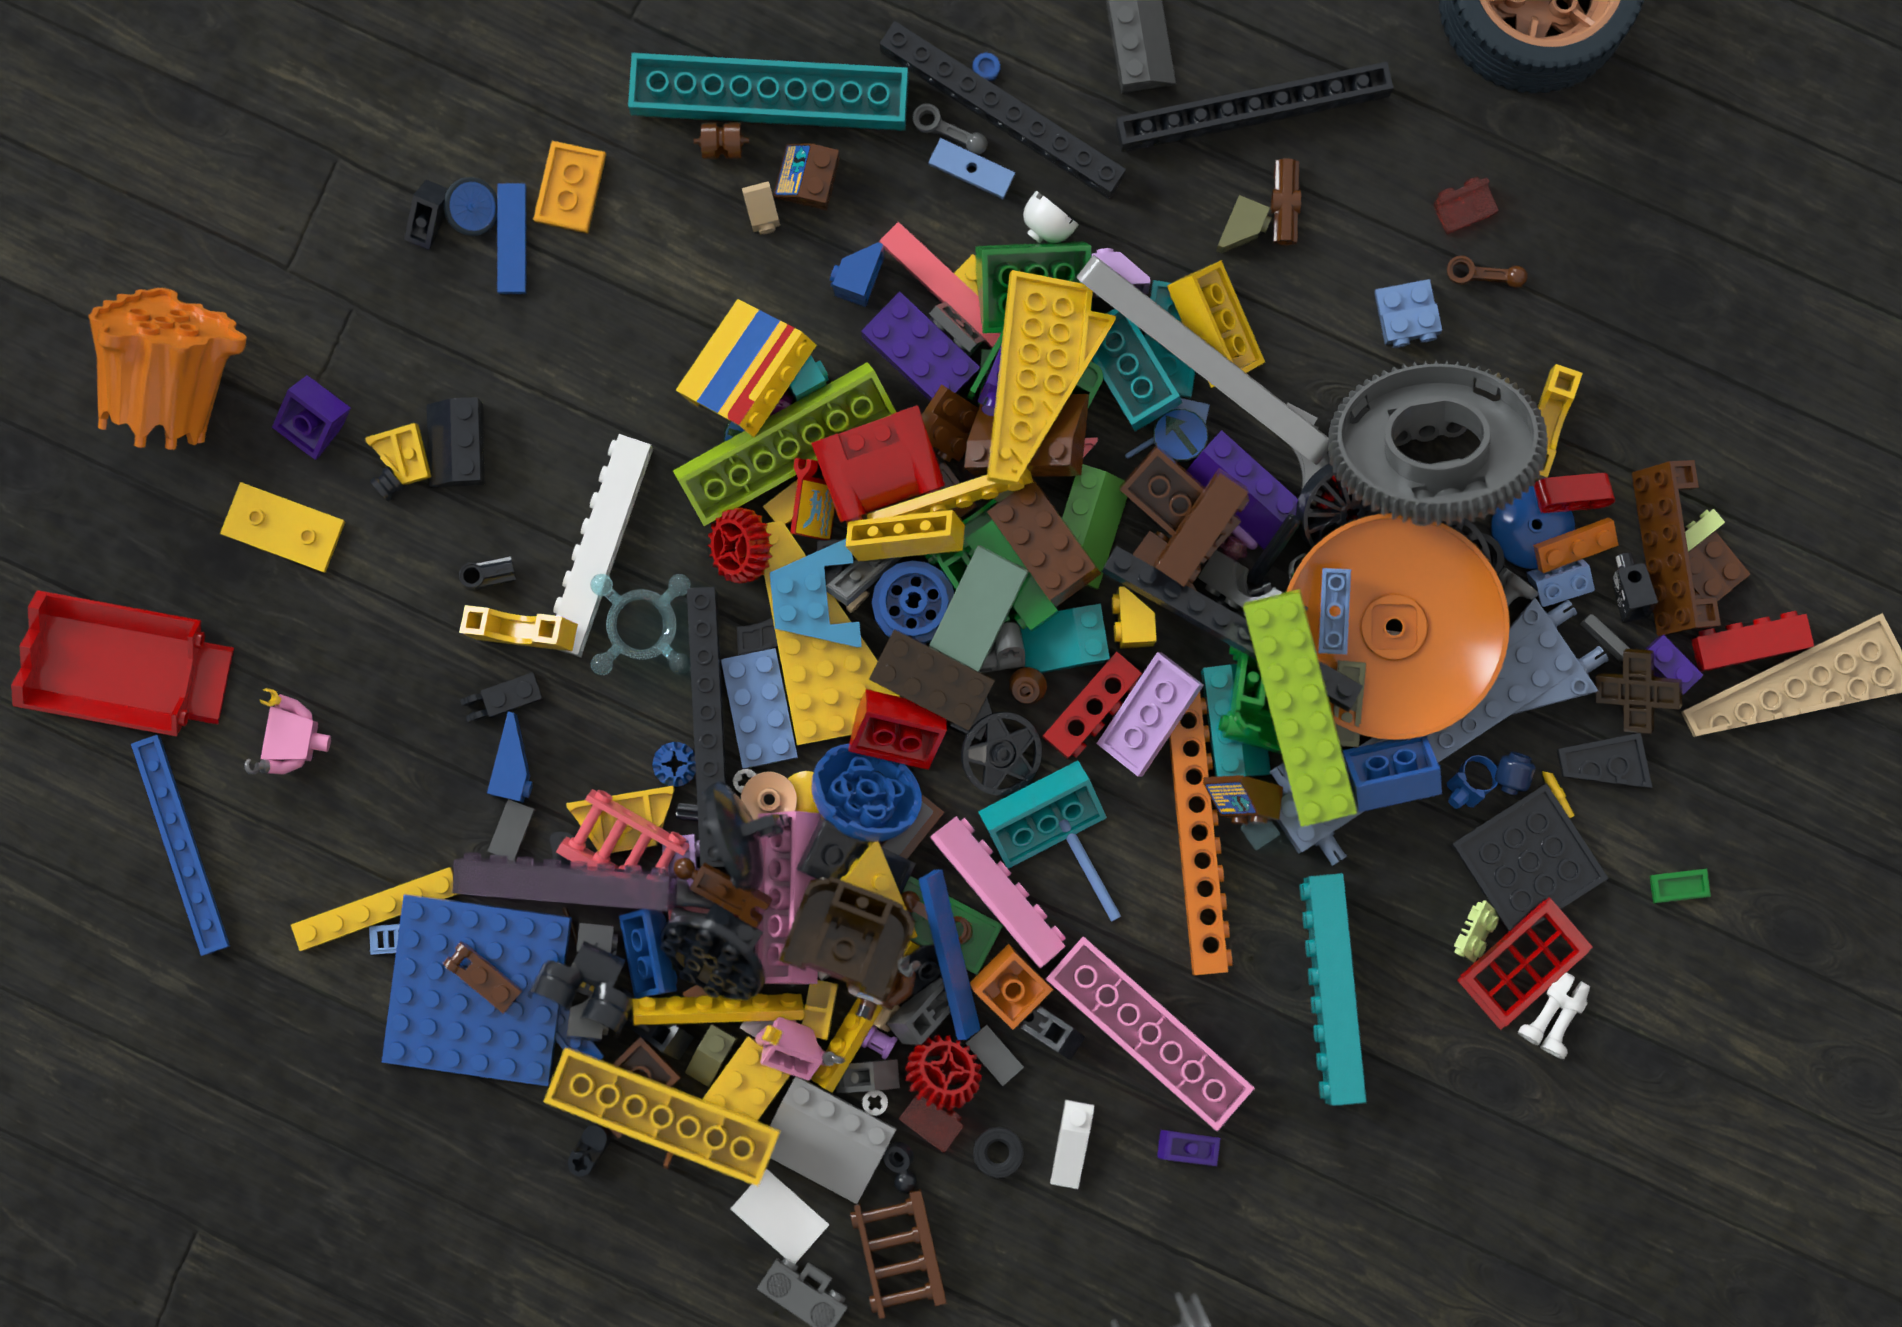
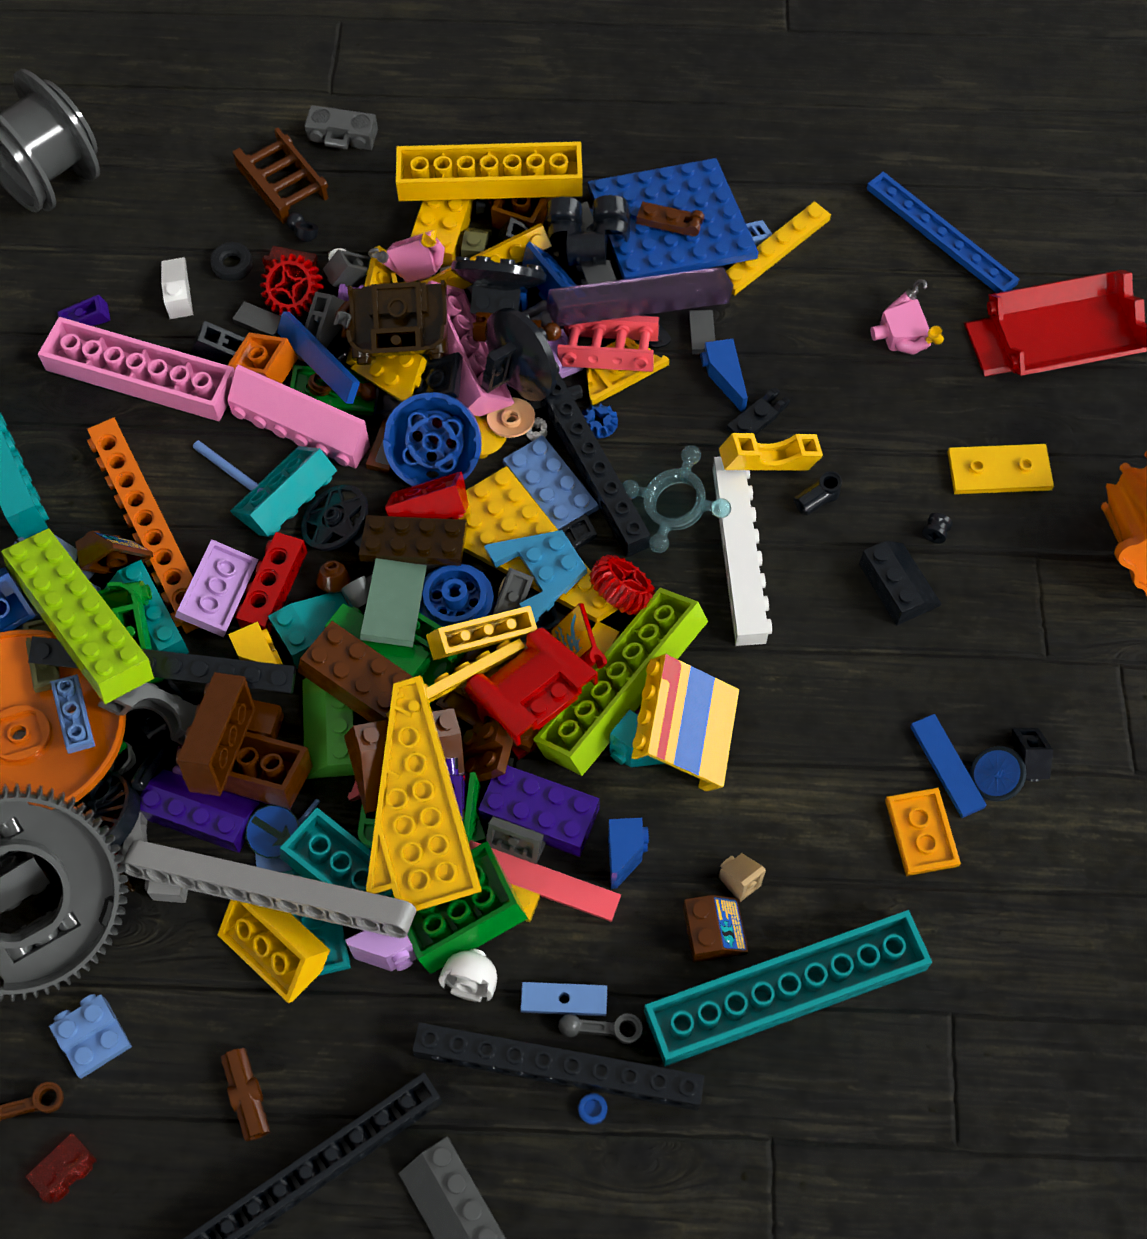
camera: 155 degrees right, 20 degrees down
(310, 416) = (1028, 555): dark purple slope -> none
(402, 452) = (938, 556): yellow wing -> none
(721, 140) = (814, 922): reddish brown wheel -> none
(780, 1217) = (372, 171): white sticker -> none
(829, 1139) = (361, 224): light grey slope -> none
(1244, 224) = (279, 1053): olive slope -> none

